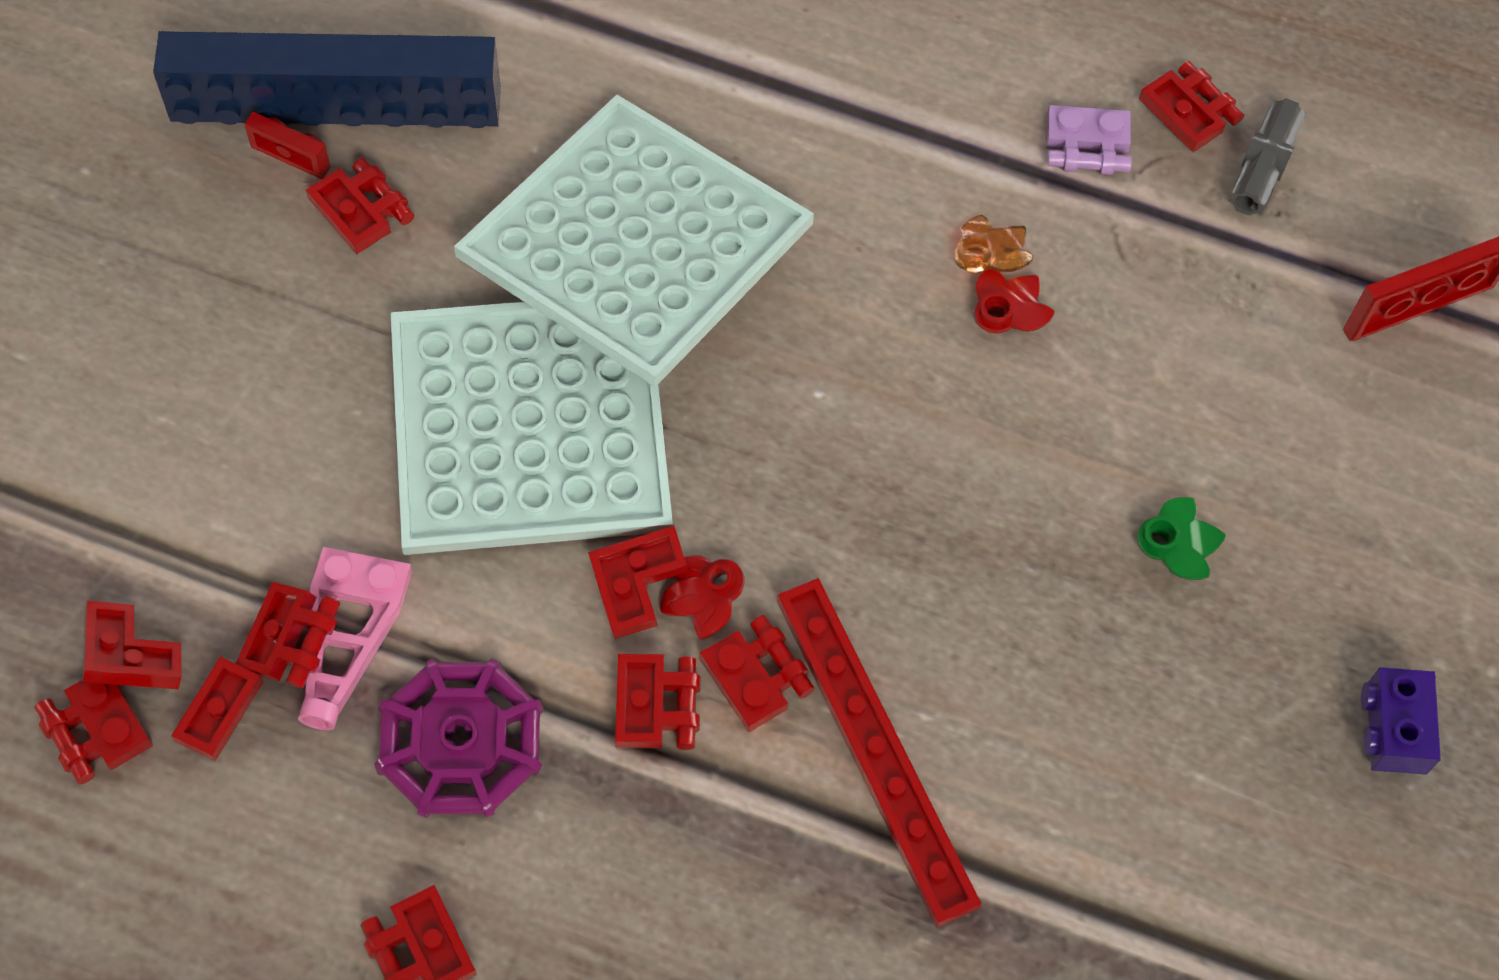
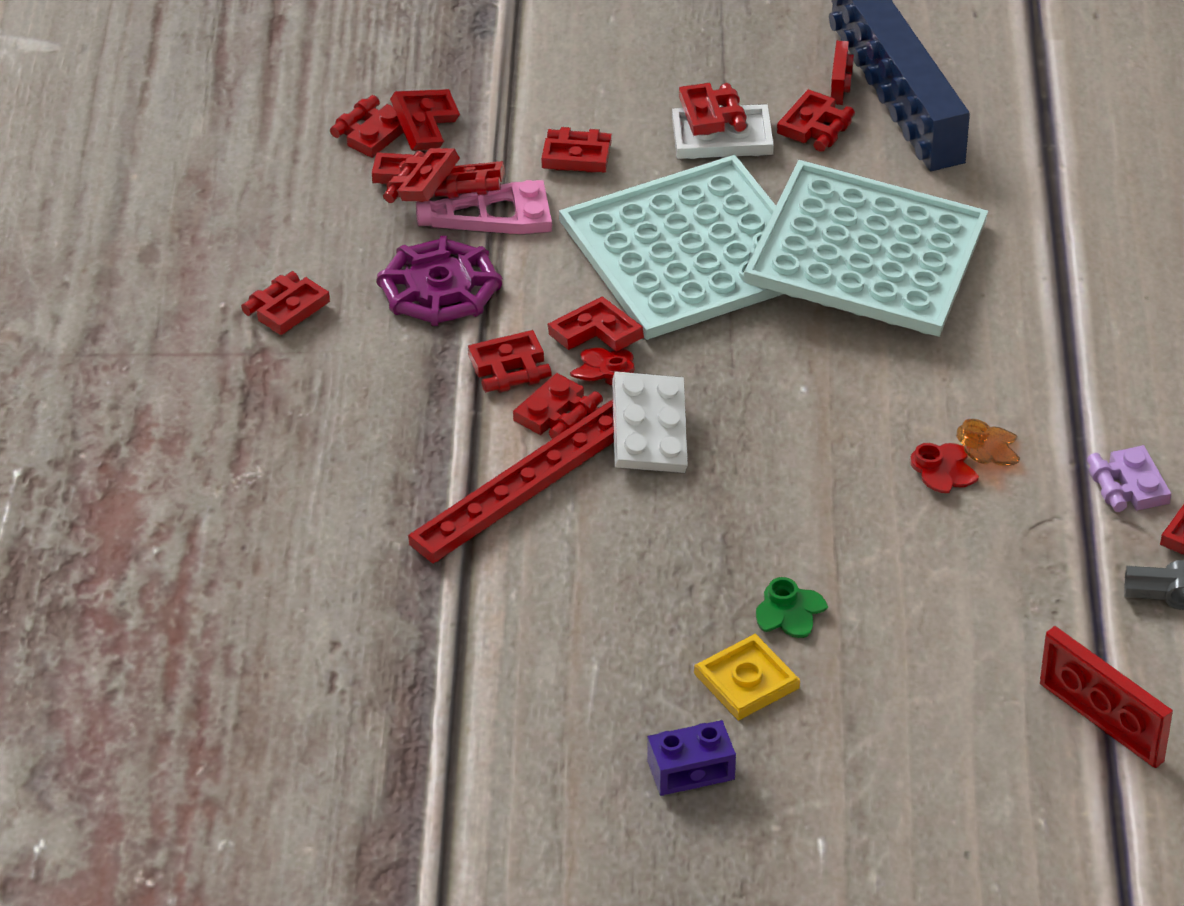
camera: 75 degrees right, 20 degrees down
(284, 683) = (421, 175): none -> red plate
(289, 494) = (576, 150): none -> red plate
(300, 314) = (703, 109): none -> red plate
(330, 311) = (753, 141): none -> white plate
(842, 577) = (649, 422): none -> white plate
(1268, 620) = (746, 676): none -> yellow tile

